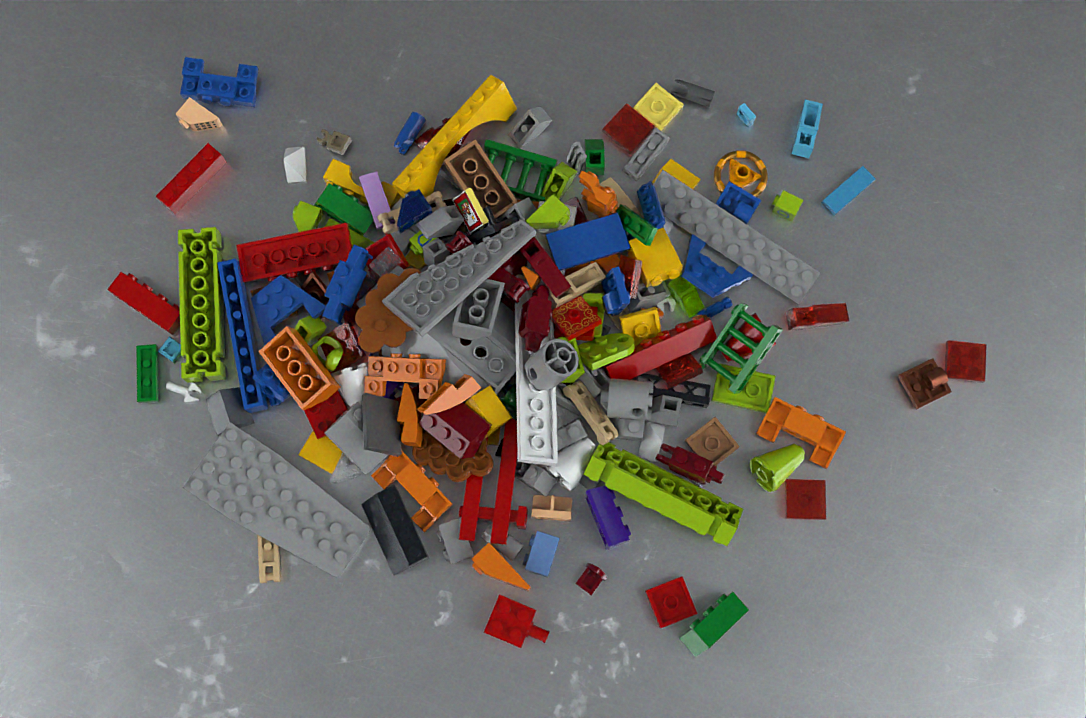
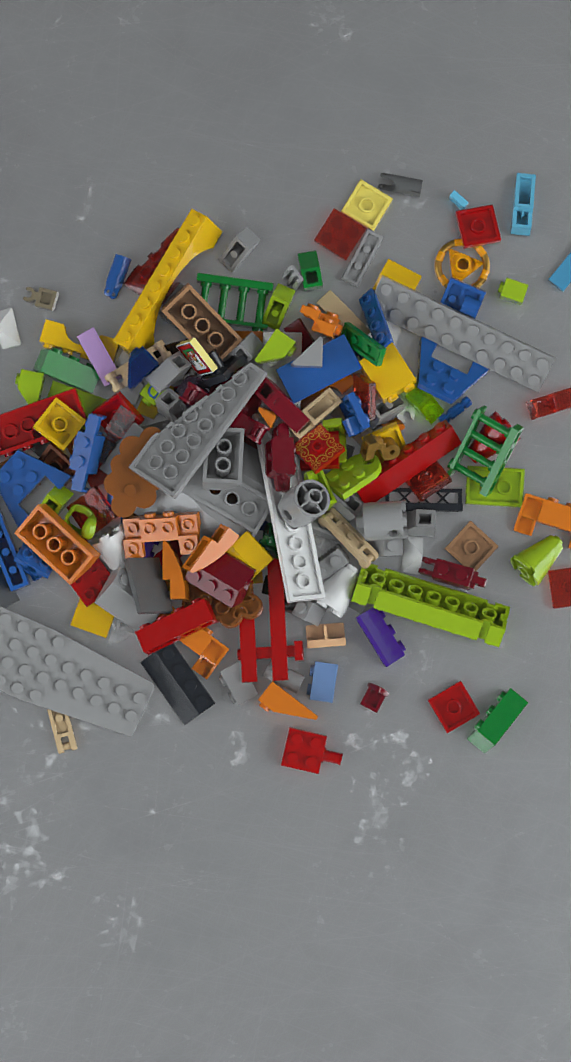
camera: 10 degrees left, 10 degrees up
(323, 253) = (59, 424): none -> yellow slope
(401, 470) = (175, 626): none -> red brick
(581, 226) = (311, 357): none -> light grey slope
(642, 329) = (387, 447): none -> pearl gold leg
(761, 141) = (478, 226): none -> red plate

